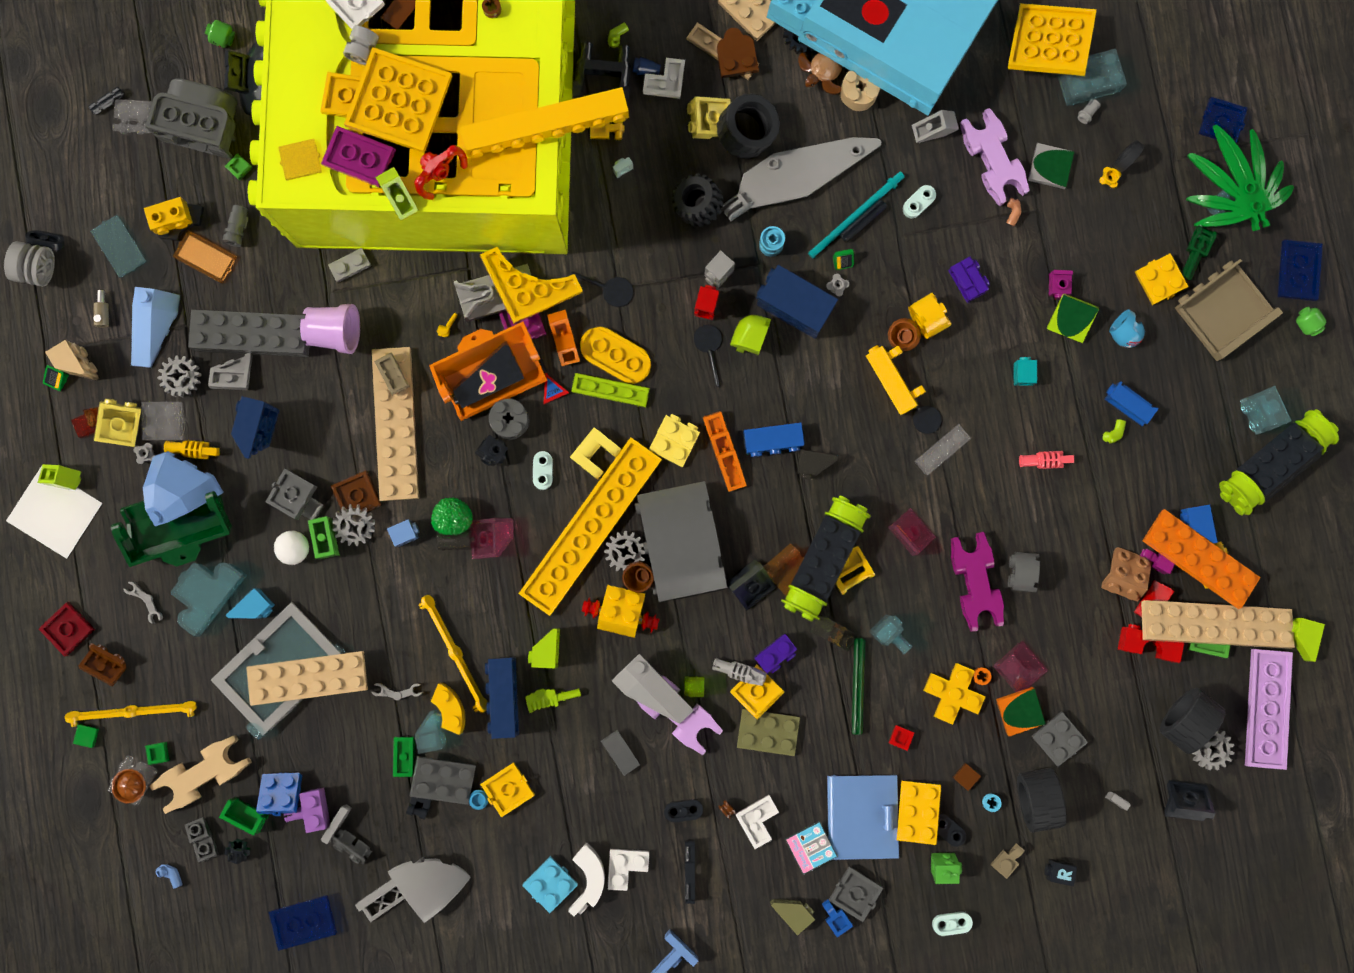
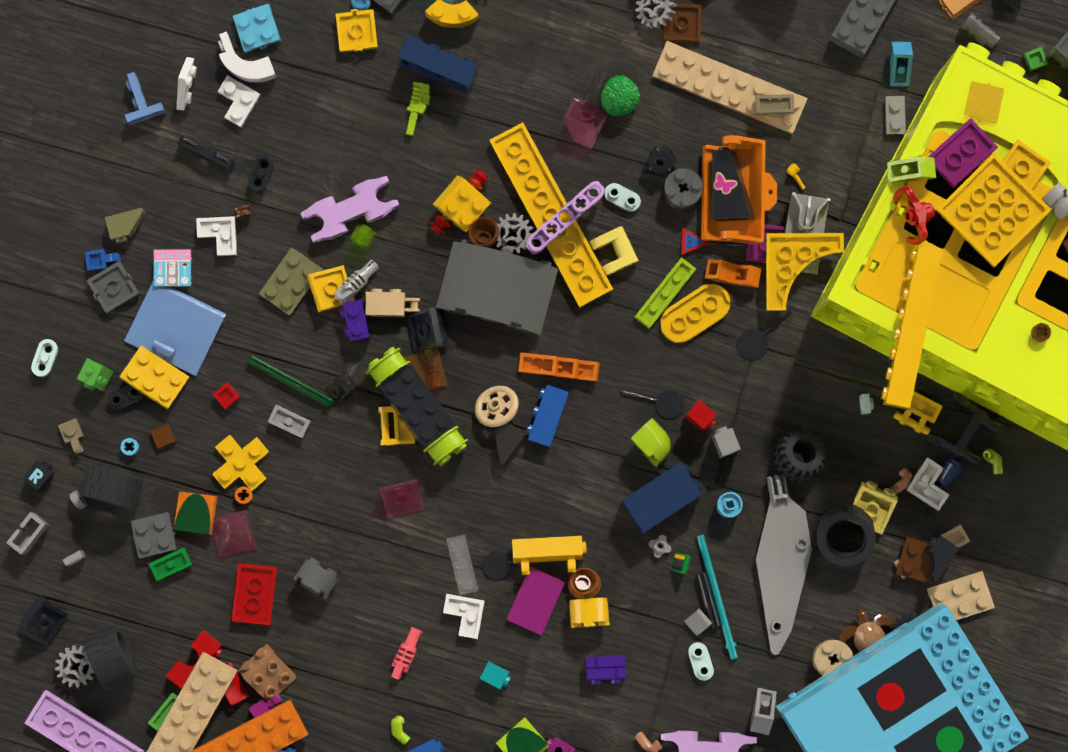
camera: 115 degrees right, 0 degrees up
(299, 281) = (900, 63): none -> slope
(332, 327) = (842, 71): lavender piece -> none
(403, 532) = (627, 48): medium blue brick -> none
(454, 652) = (553, 40): yellow piece -> none
(546, 651) = (458, 121): lime slope -> none
(581, 502) = (583, 197): none -> lavender piece
(620, 753) = (338, 143): dark grey slope -> none
(635, 925) = (185, 82): none -> white plate
(649, 688) = (383, 194): light grey wedge -> none
(674, 102) = (904, 482): none -> nougat arm
(674, 440) = (591, 327): light yellow plate -> none
(724, 36) = (940, 553): none -> black arch
(744, 631) = (389, 303): none -> tan brick
(785, 503) = (499, 420): none -> tan plate
(887, 219) = (698, 622): none -> light grey tile
(889, 631) = (324, 430): clear light blue brick -> none
(895, 669) = (289, 421): none -> light grey plate
(941, 369) = (535, 601): none -> magenta tile
(974, 568) = (314, 529): magenta piece -> none
(980, 423) = (469, 609): none -> white plate
(1063, 831) = (78, 500): none -> light grey tile
(1064, 621) = (254, 594): none -> red plate
(1077, 710) = (170, 564): none -> green plate
(1125, 855) = (22, 540): none -> light grey piece

